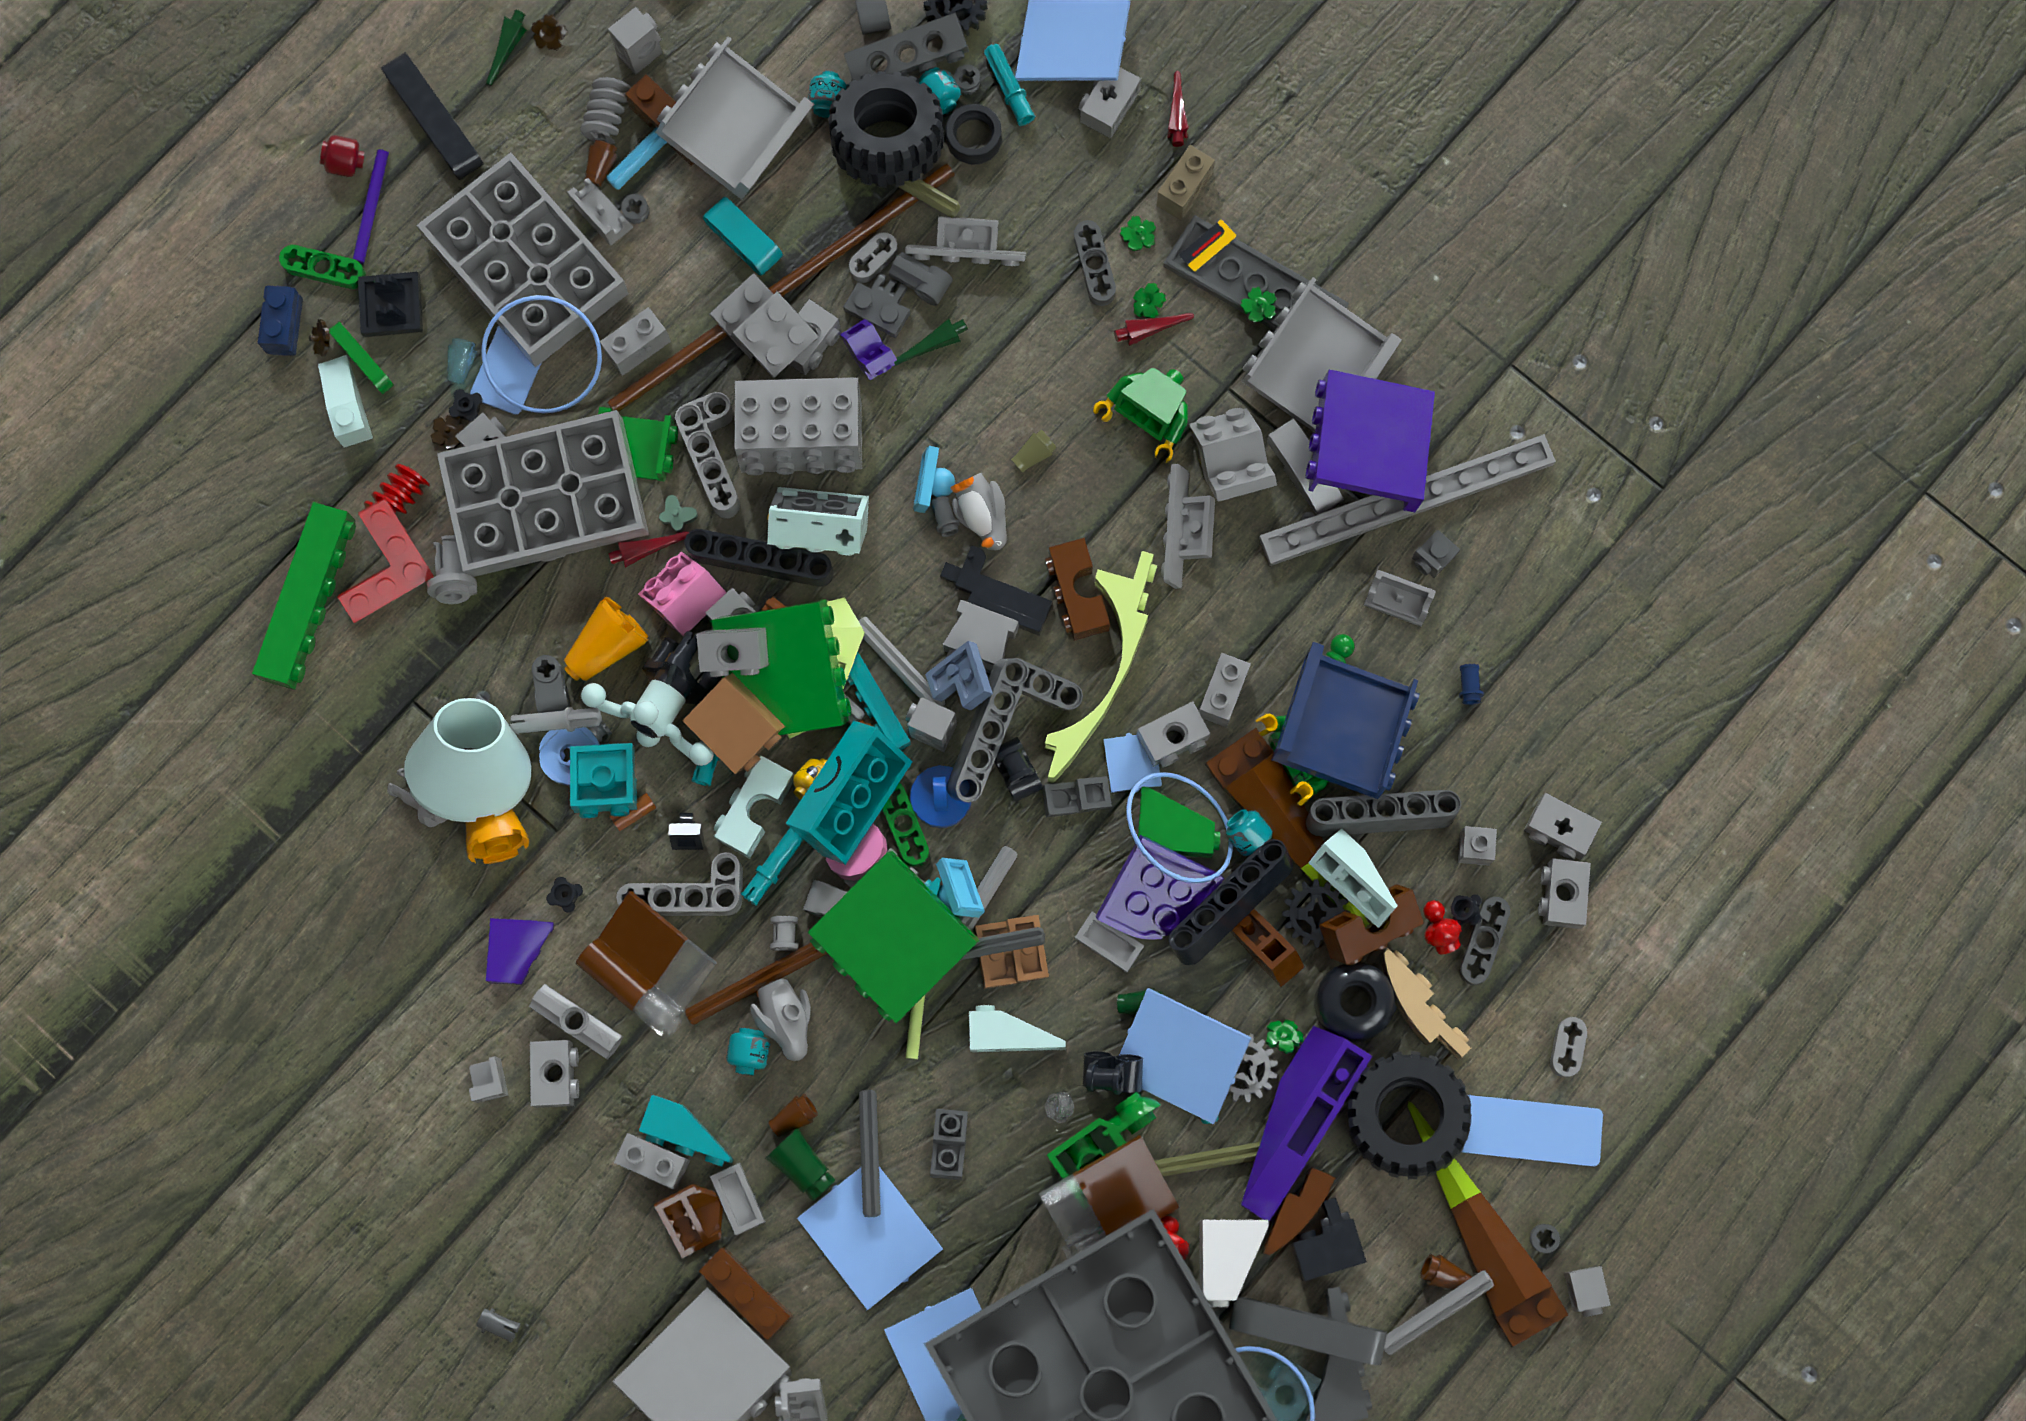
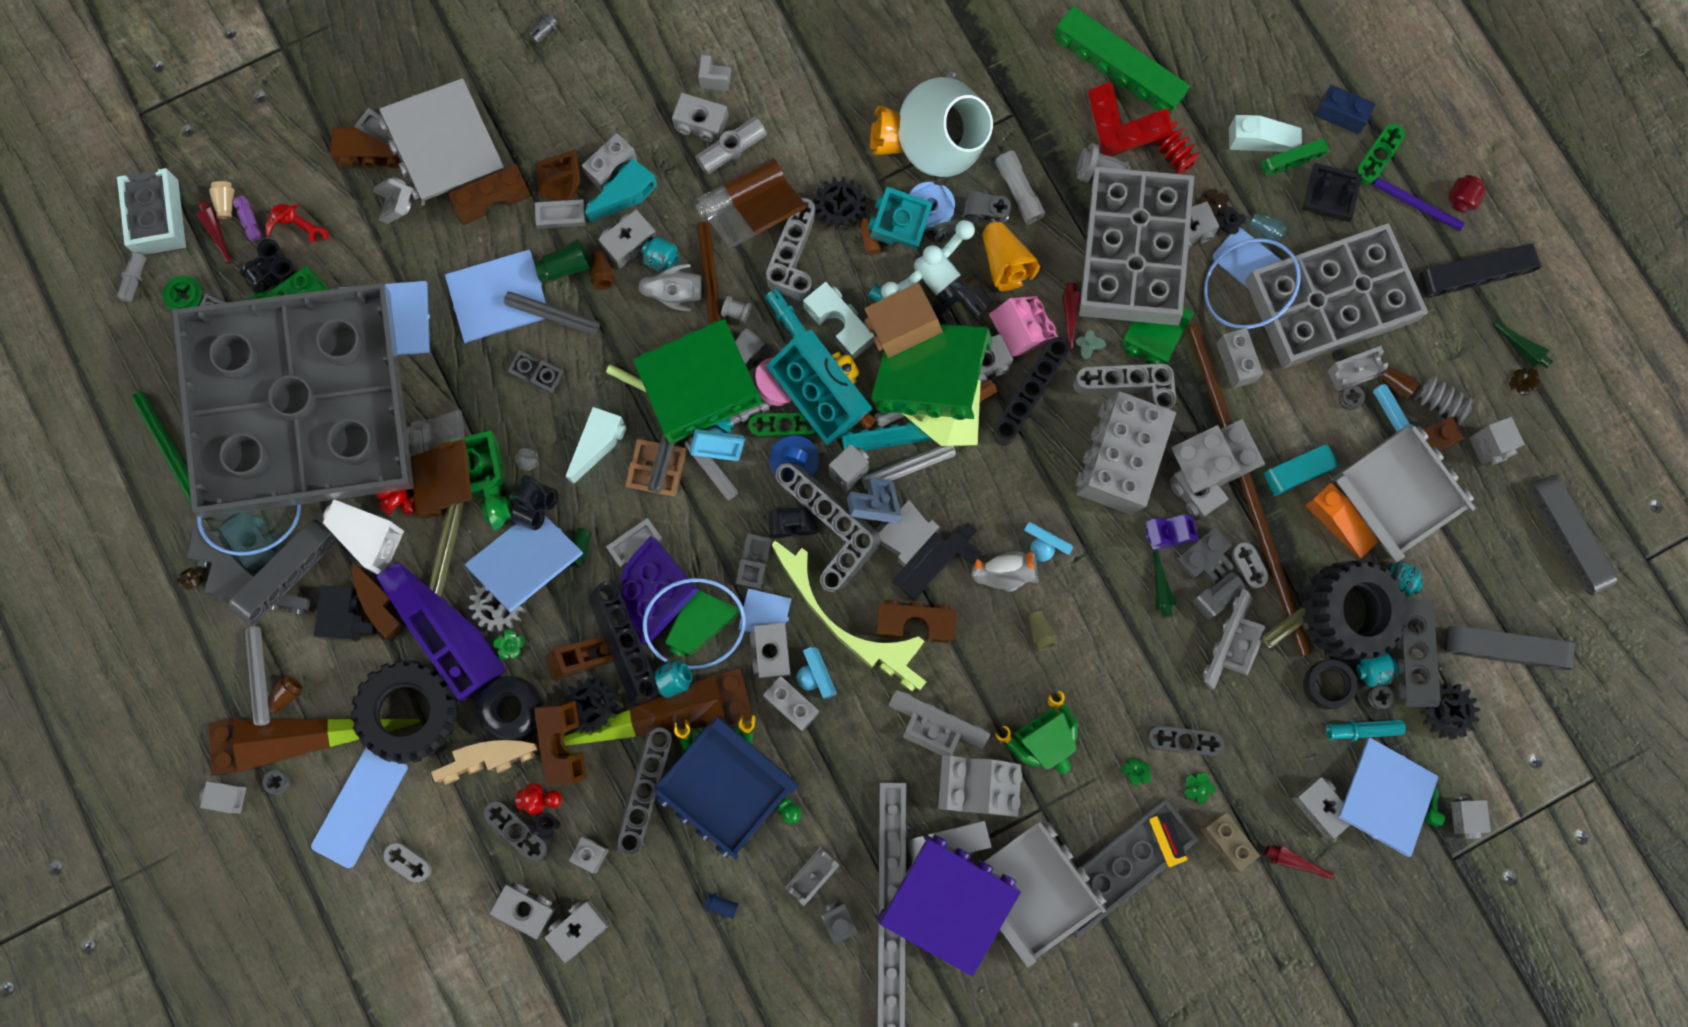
camera: 105 degrees right, 0 degrees up
(321, 336) = (1321, 134): dark brown plant -> none
(513, 654) = (1027, 201): none -> light grey axle
(513, 948) = (801, 121): dark purple slope -> none
(547, 721) = (954, 208): light grey axle -> none
(560, 886) = (827, 162): black plate -> none
(590, 864) = (850, 204): none -> black gear
(686, 834) = (838, 266): black tile -> none
(730, 1084) = (621, 249): none -> light grey brick
(749, 642) = (956, 346): light grey brick -> none
(783, 177) = (1342, 520): none -> orange slope
(818, 520) = (1042, 440): light aqua piece -> none
(944, 516) = (1013, 542): dark grey pin -> none
(1142, 328) = (1115, 754): dark red piece -> none
(1180, 678) = (815, 674): none -> medium azure tile
(1259, 305) = (1101, 861): green plant -> none
(1354, 876) = (601, 743): light aqua slope -> none

